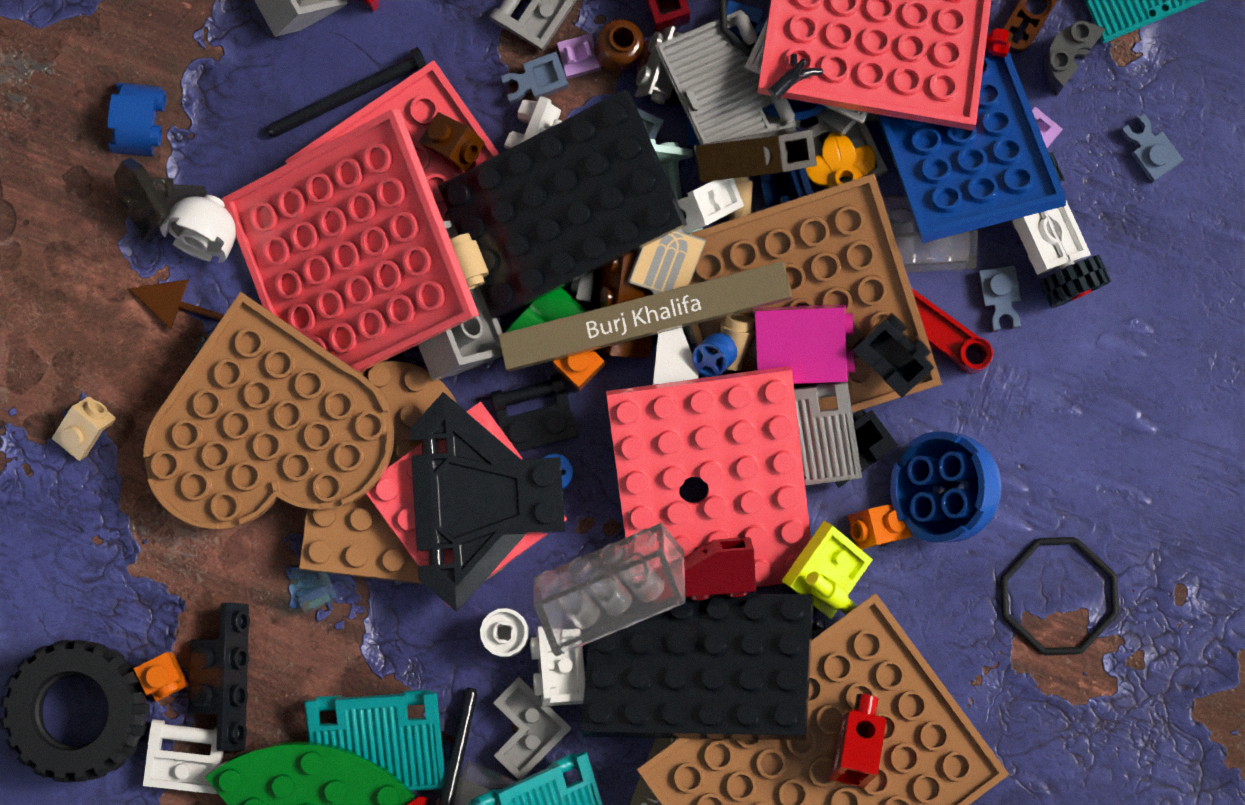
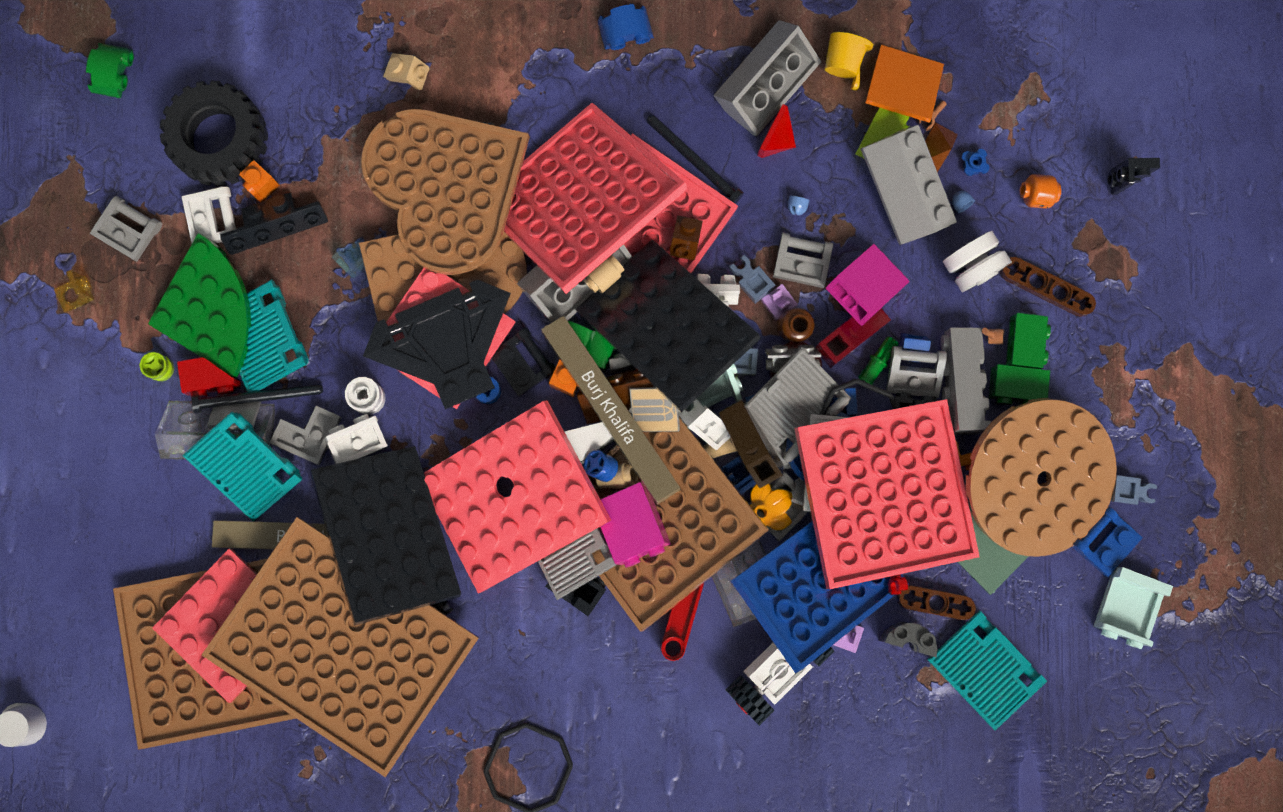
camera: 65 degrees right, 0 degrees up
(149, 198) = (574, 56): clear smoke piece -> none
(166, 299) = (511, 92): reddish brown piece -> none
(201, 227) = (566, 94): white cylinder -> none
(610, 589) = (415, 454): clear slope -> none
(720, 568) = (454, 519): dark red slope -> none
(792, 75) = (814, 447): black bar -> none
(828, 570) = (484, 600): neon yellow plate -> none
(854, 757) = (353, 663): red torso -> none
(877, 527) = (530, 624): orange bracket -> none
(893, 355) = (646, 590): black cylinder -> none
(946, 487) = (570, 661): blue cylinder -> none
(1000, 290) = (725, 649): sand blue plate -> none
(1154, 153) = (863, 724): sand blue plate -> none

